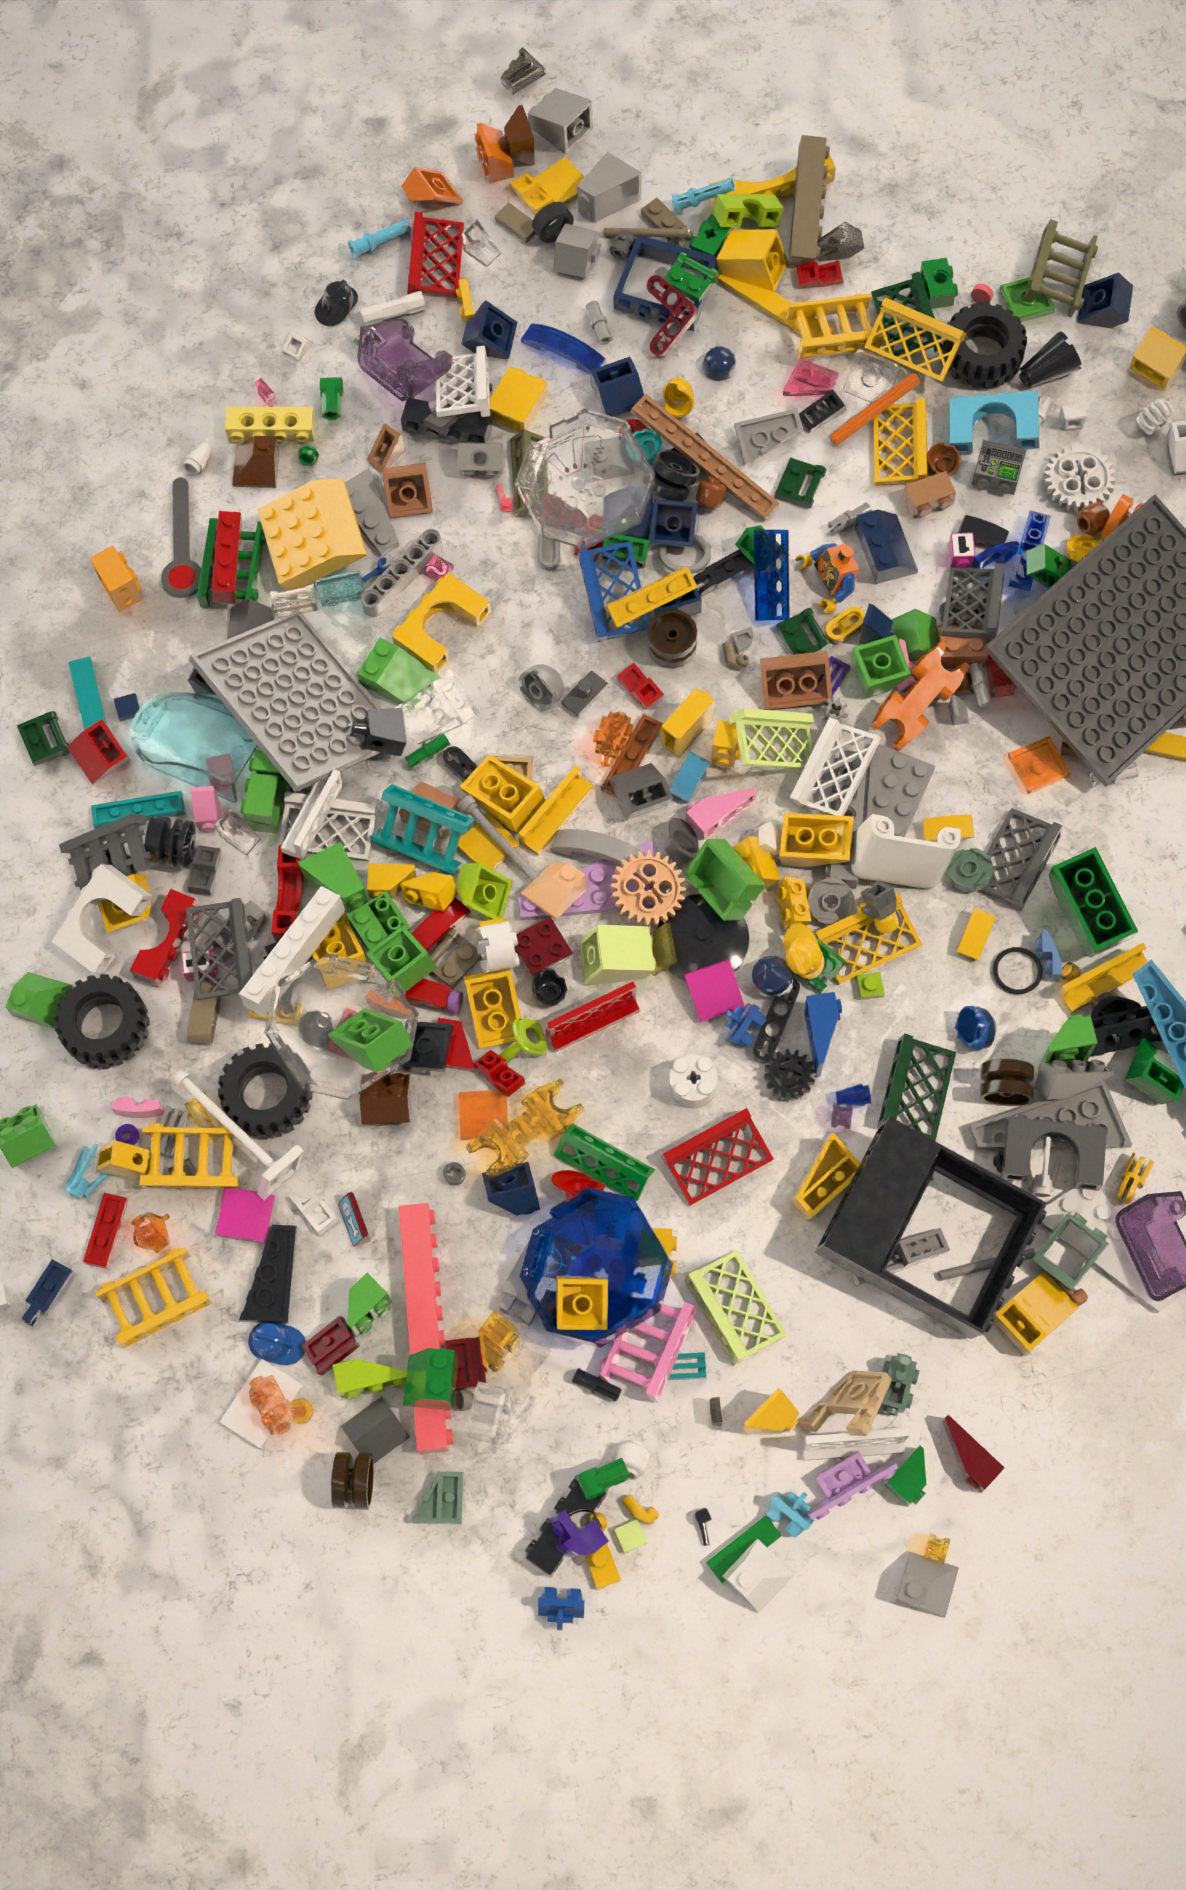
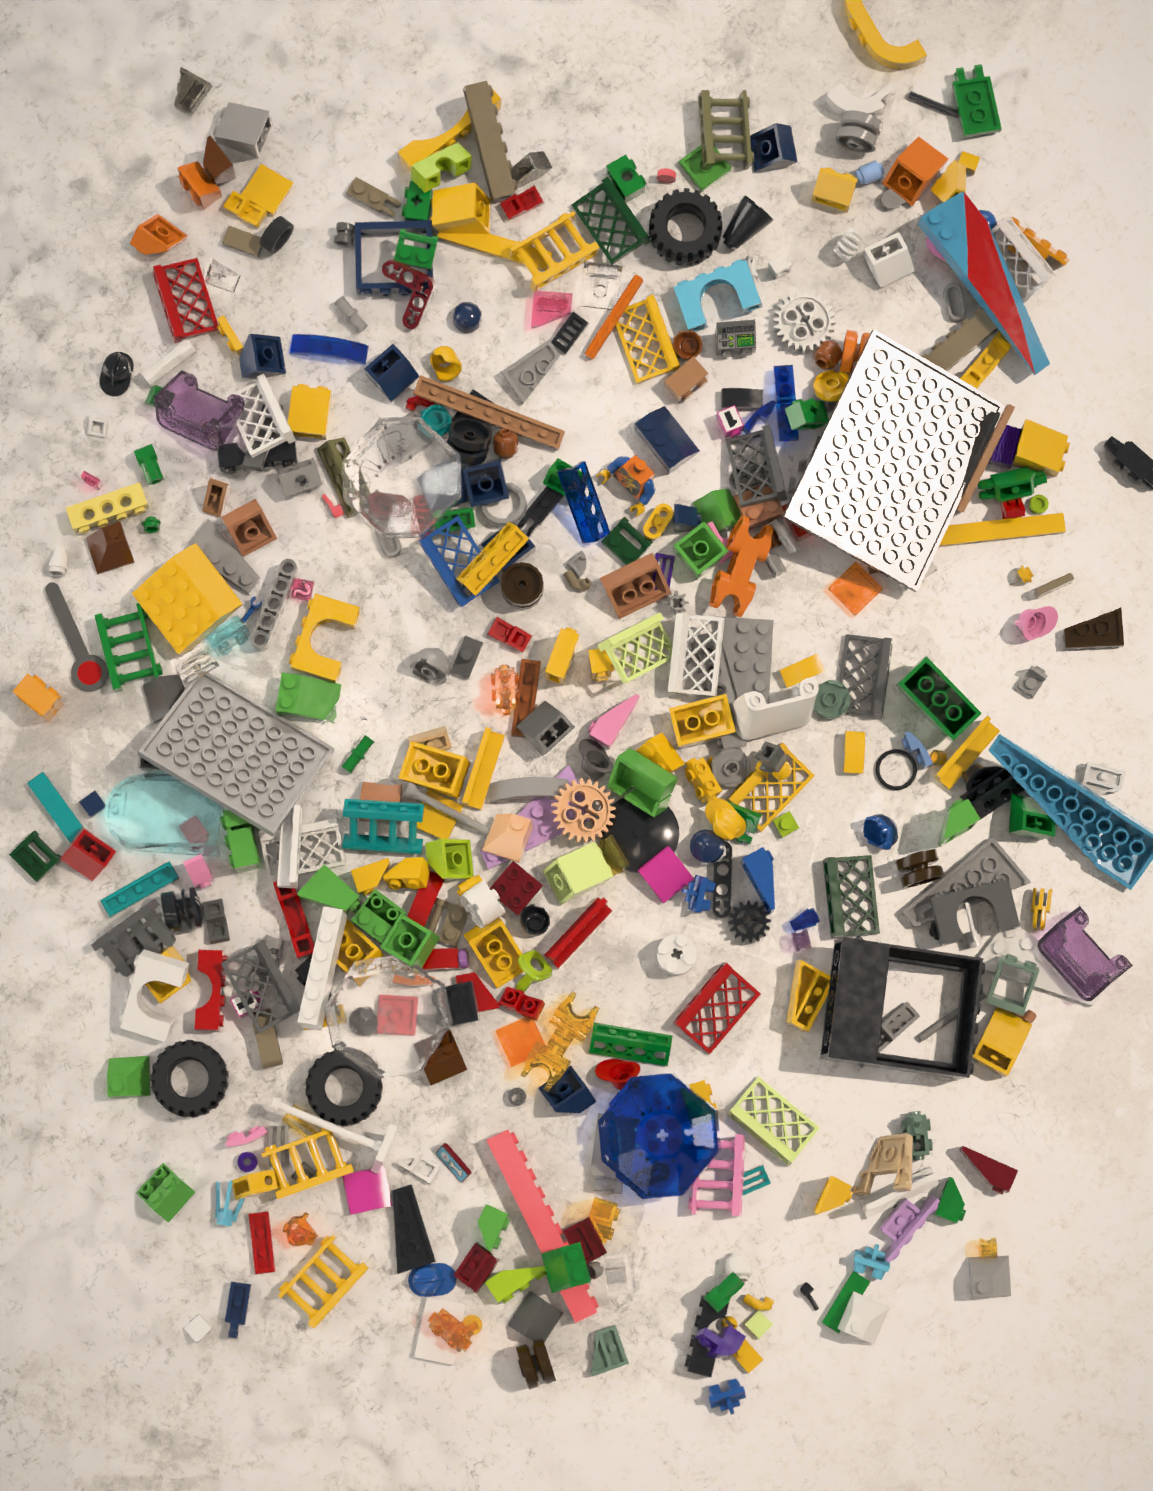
camera: 25 degrees left, 10 degrees up
(226, 557) = (125, 646): red arch -> none
(237, 832) = (232, 881): clear slope -> none
(370, 241) = (123, 305): medium azure pin -> none
(372, 1039) = (415, 1018): bright green slope -> none
(382, 730) = (318, 754): torso -> none
(454, 767) = (387, 760): black beam -> none
(576, 250) = (306, 254): light grey plate -> none
(581, 1303) = (657, 1165): yellow slope -> none
(597, 1385) = (690, 1220): black axle -> none
(608, 188) = (312, 186): light grey slope -> none
(647, 232) = (359, 215): dark tan bar -> none
(689, 776) = (579, 700): dark azure slope -> none
(695, 196) = (389, 168): medium azure pin -> none
(715, 1411) = (788, 1208): clear smoke tile -> none
(769, 837) = (663, 730): white slope -> none
(794, 479) = (569, 405): dark green plate -> none
(847, 519) = (627, 423): light grey pin -> none
(917, 320) = (627, 229): yellow fence -> none
(1067, 1079) = (966, 847): light grey slope -> none

